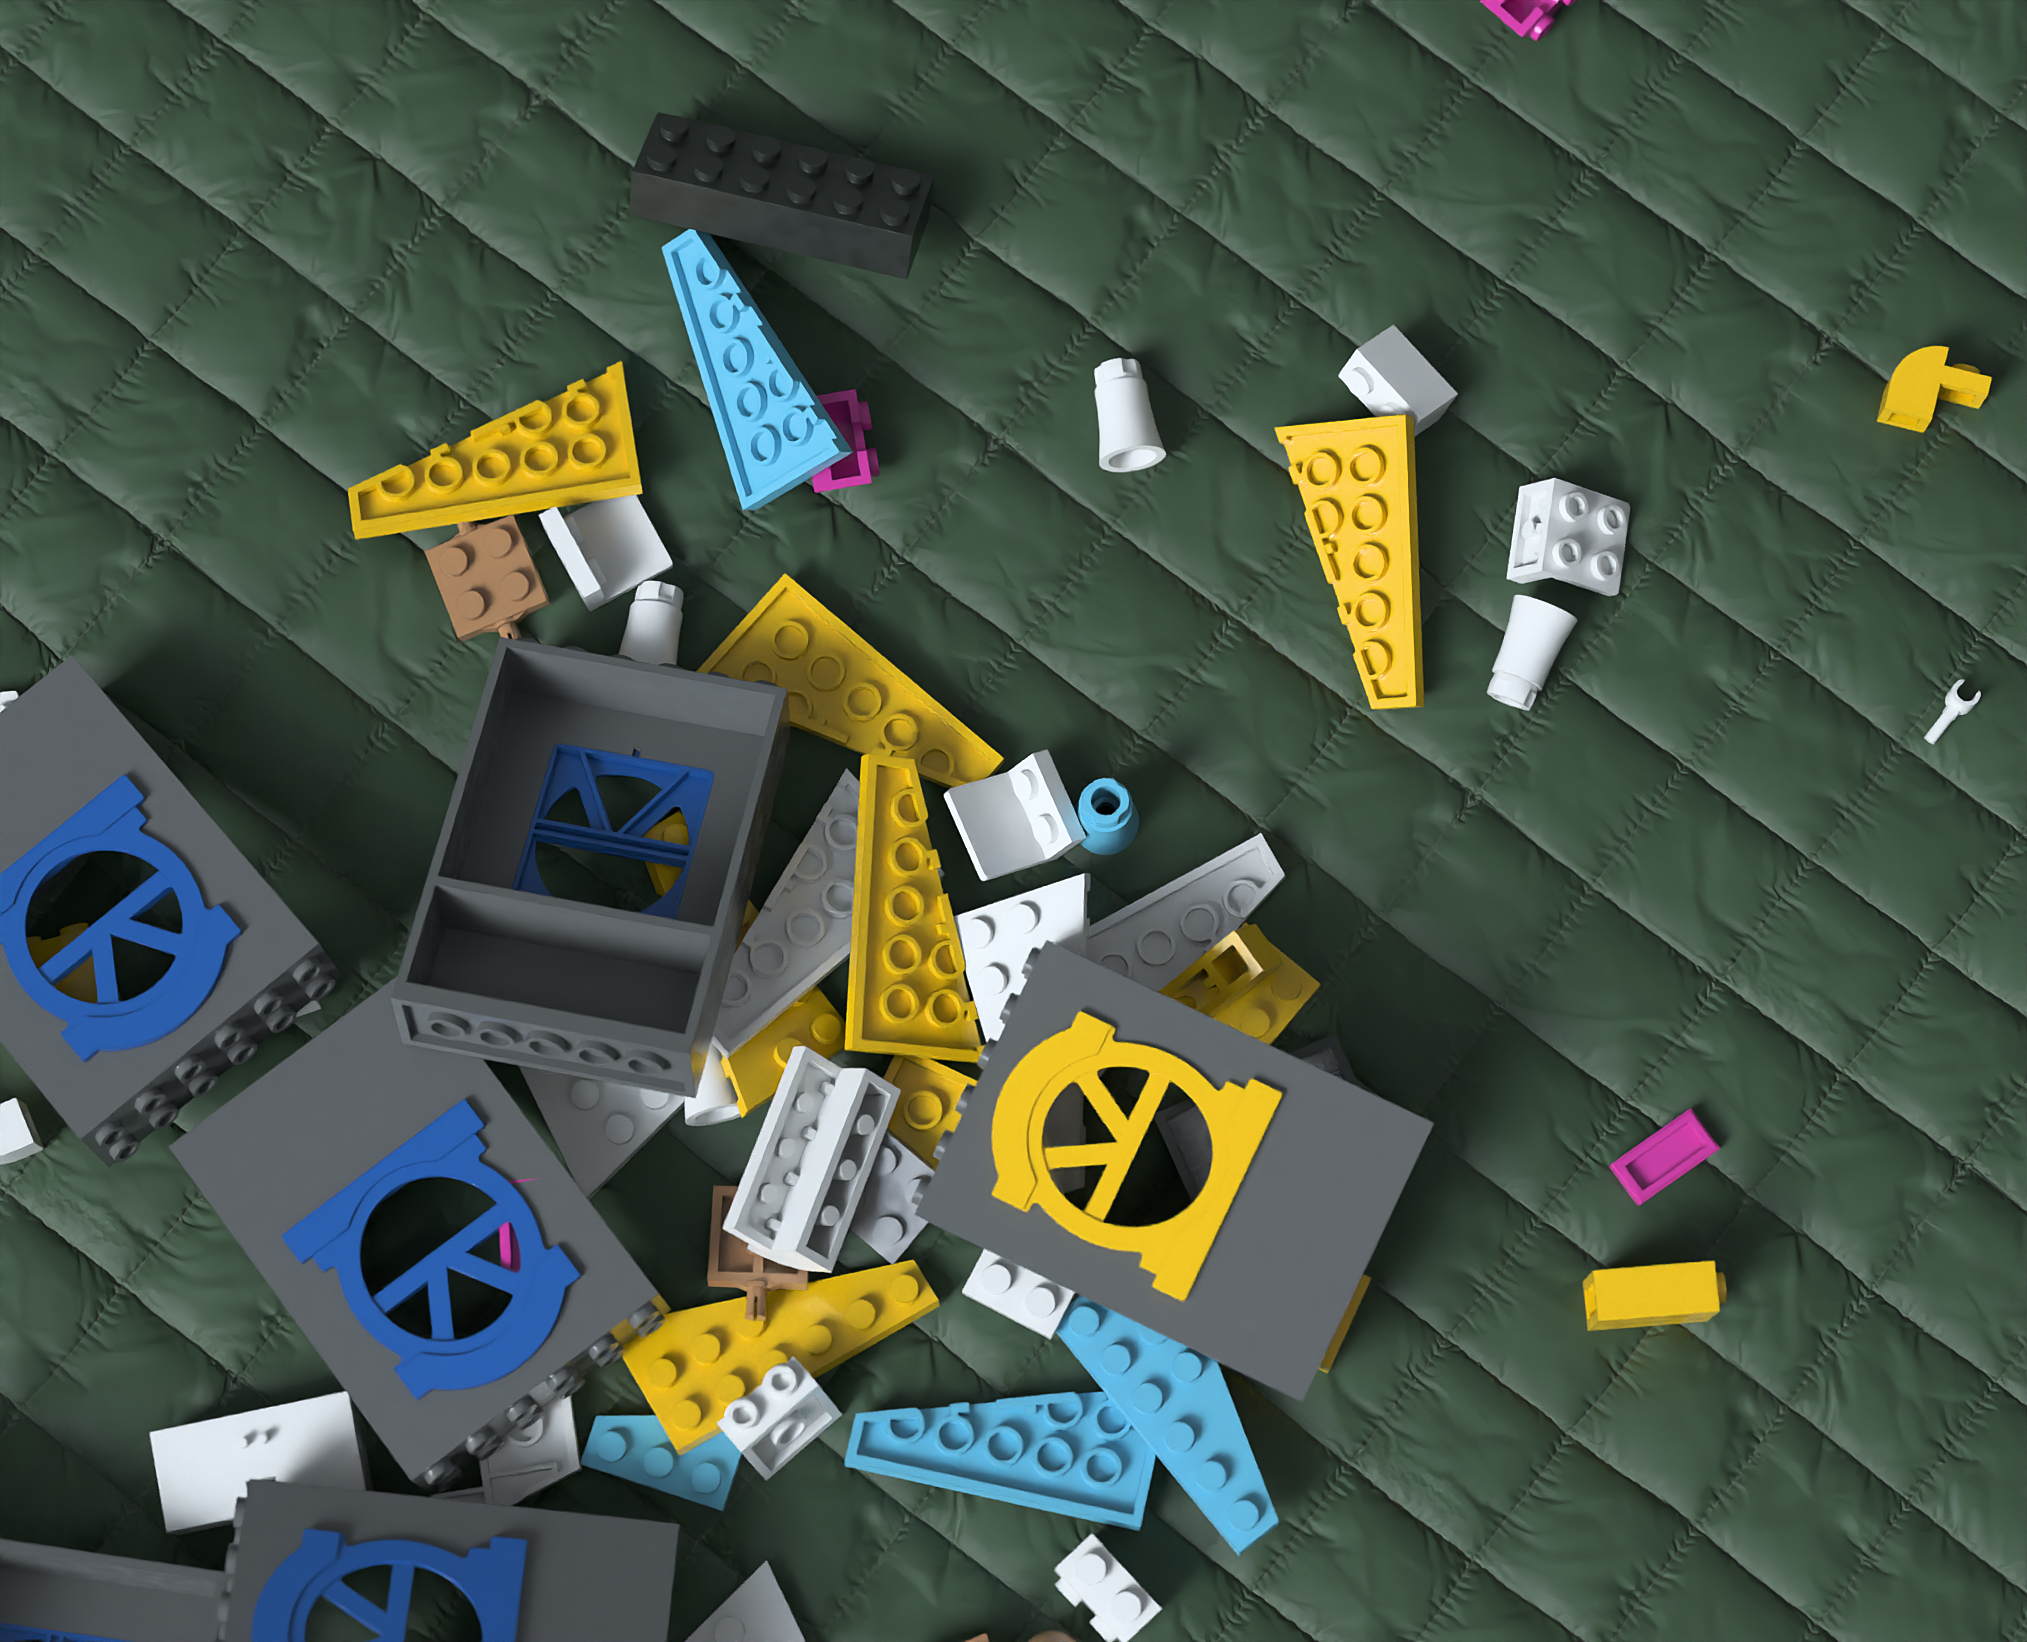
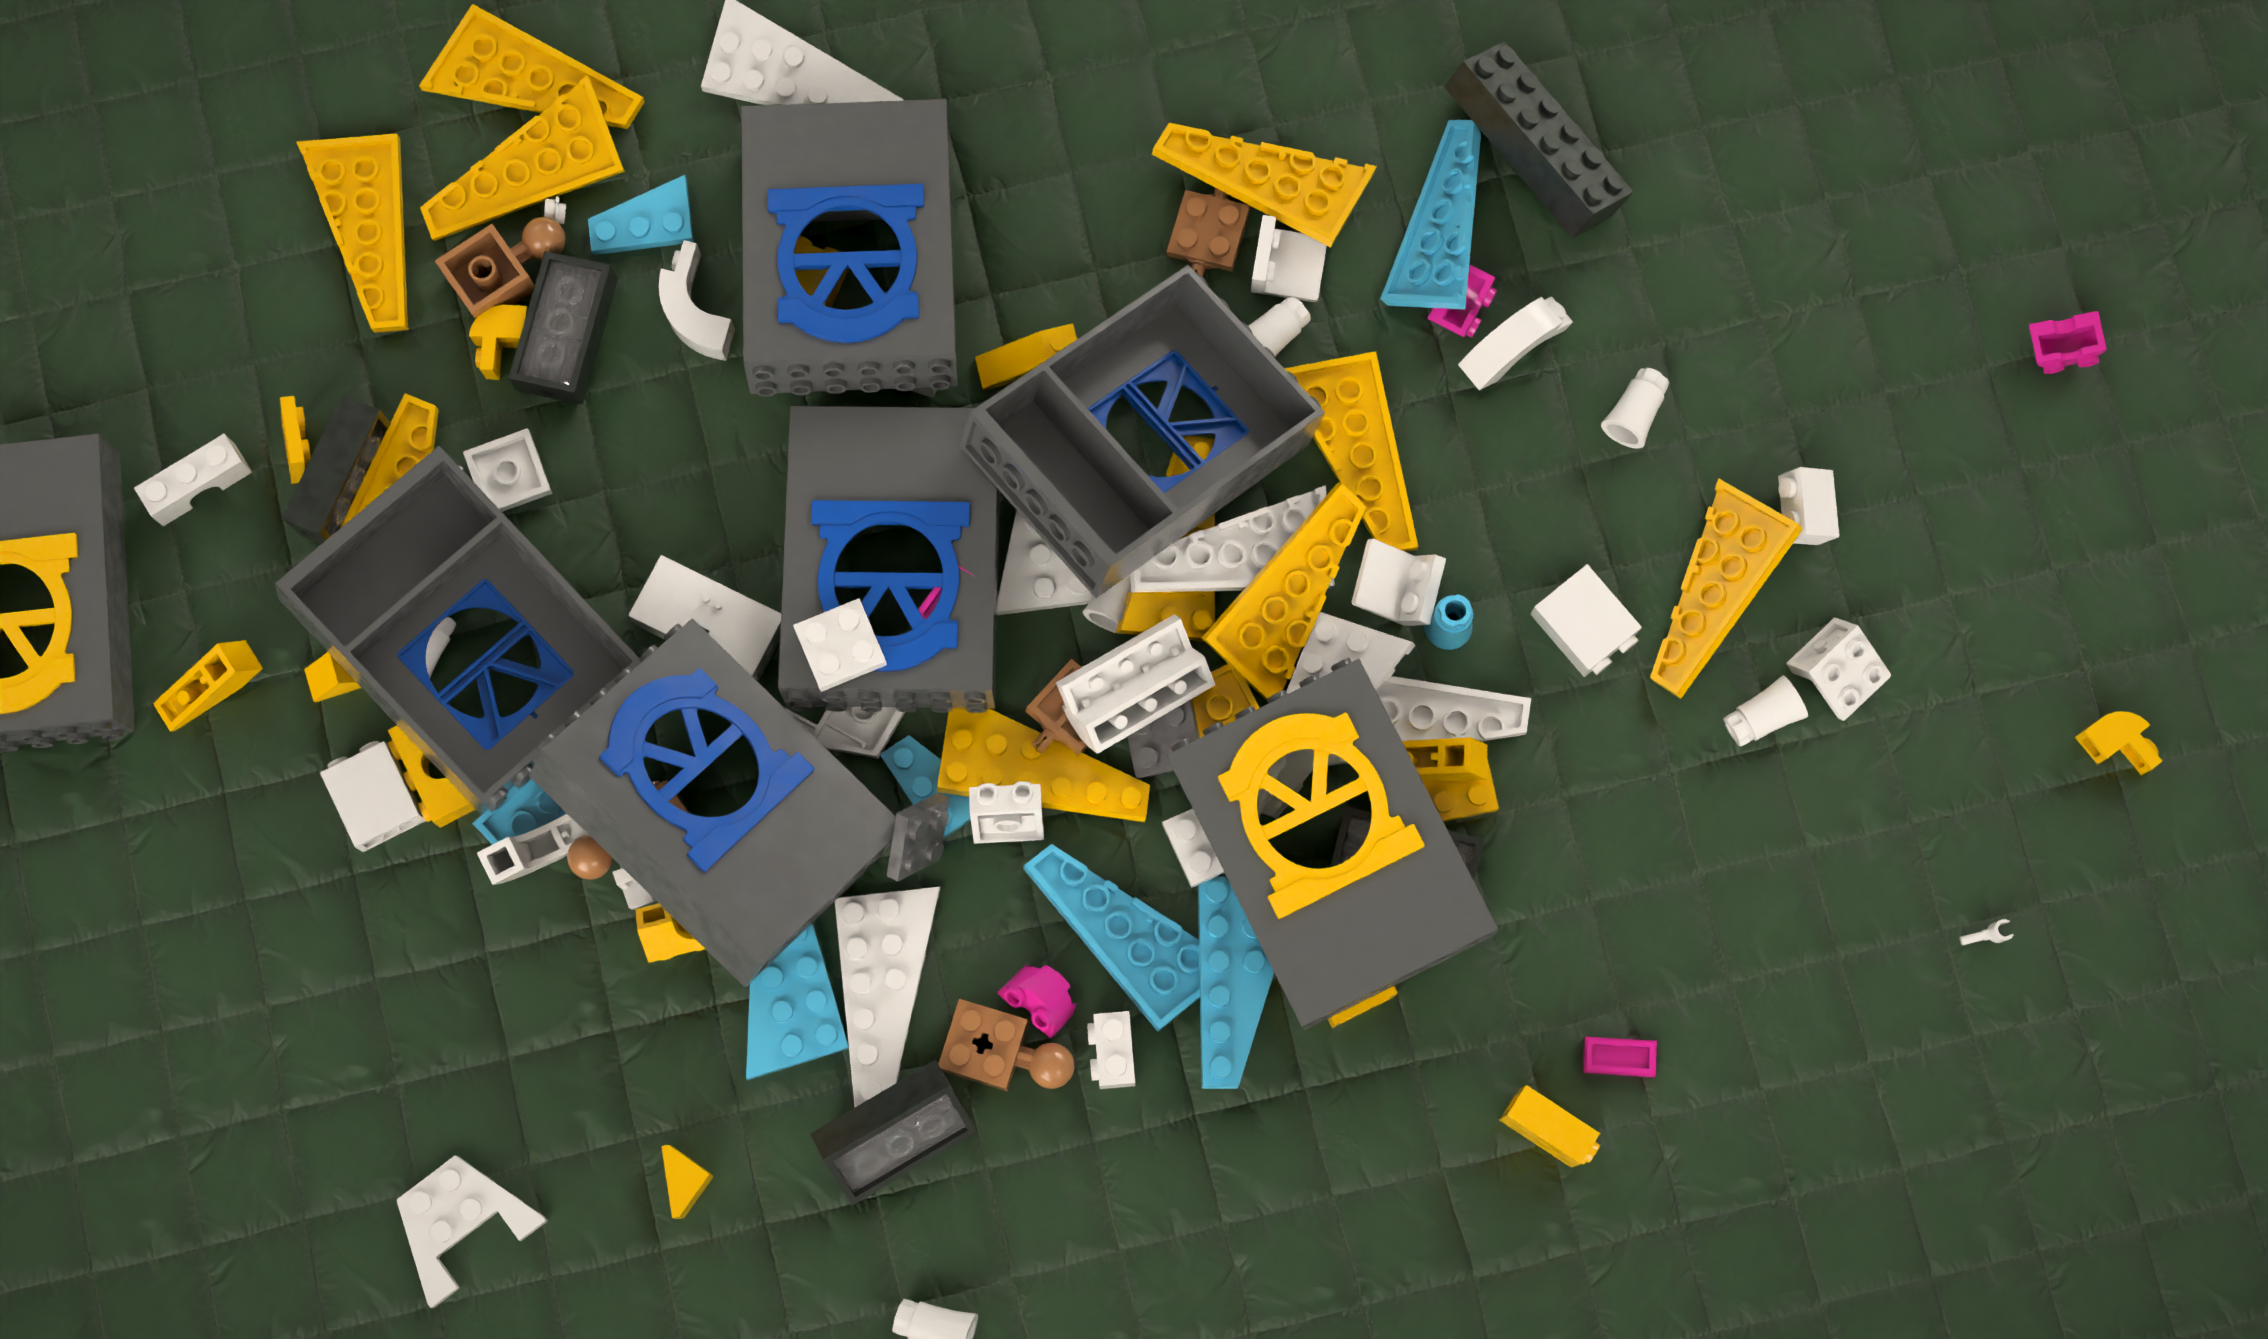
camera: 35 degrees right, 0 degrees up
(391, 881) = (1019, 357): none -> yellow slope
(445, 1377) = (840, 645): none -> white plate
(701, 1524) = (918, 836): none -> flat silver plate
(931, 444) = (1513, 340): none -> white arch
(978, 1591) = (1043, 995): none -> dark pink cylinder
(1255, 700) = (1586, 621): none -> white brick

